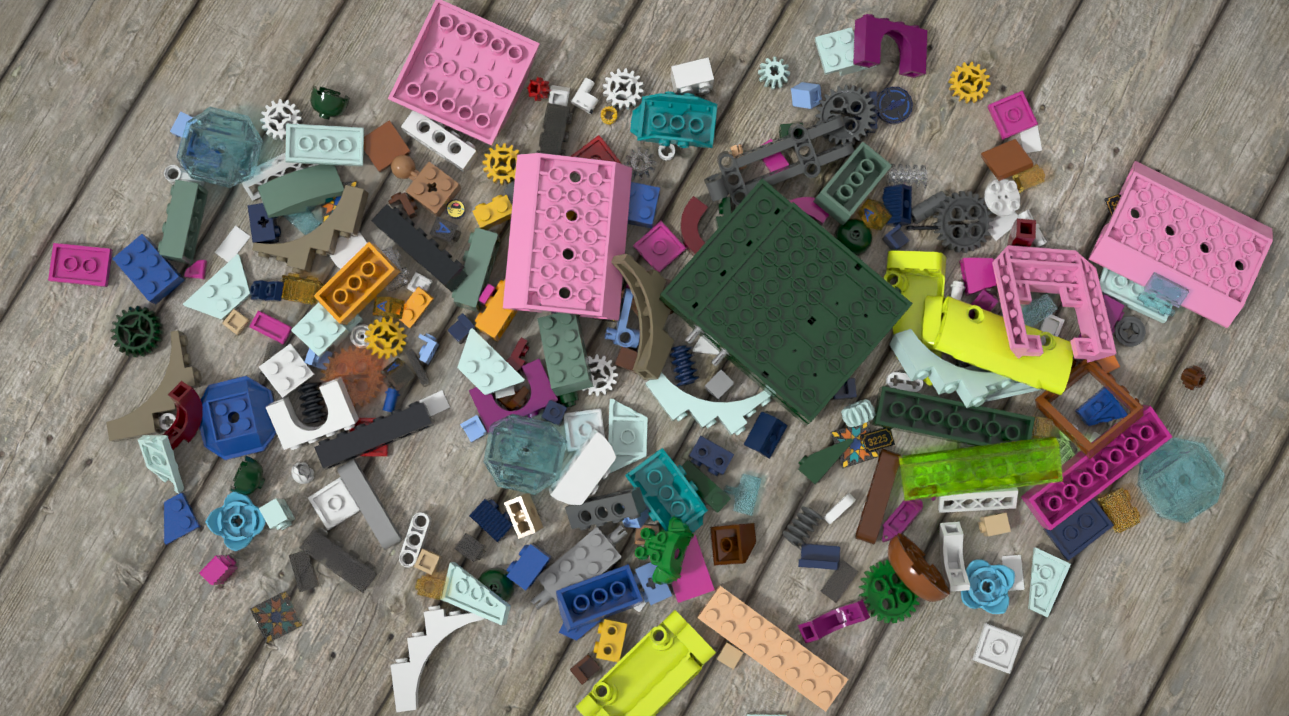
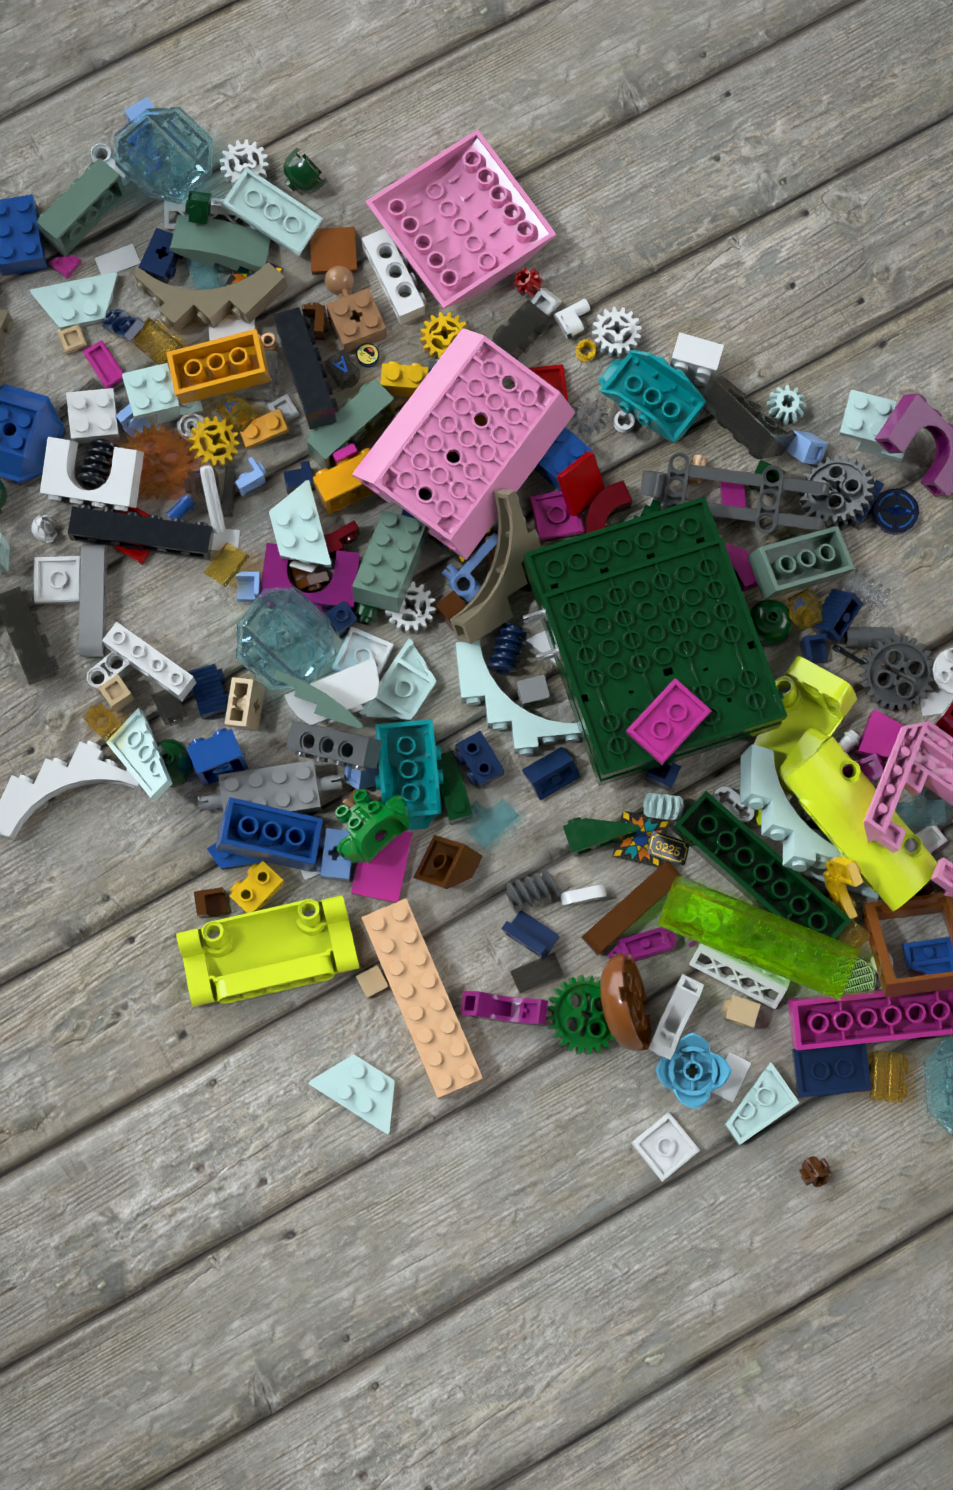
camera: 30 degrees right, 5 degrees down
(269, 173) = (198, 207): none -> dark green brick
(377, 239) = (269, 337): none -> light nougat pin
(411, 381) = (212, 499): none -> white axle
(438, 527) = (149, 661): none -> white brick
(449, 422) = (226, 564): none -> clear yellow piece
(587, 486) = (325, 706): none -> sand green slope
(665, 216) = (580, 483): none -> red tile
(752, 101) = (745, 419): none -> clear smoke wedge
(834, 357) = (668, 721): none -> dark pink tile
(1010, 393) = (839, 874): none -> yellow plate
(1109, 604) = (815, 1171): none -> reddish brown gear

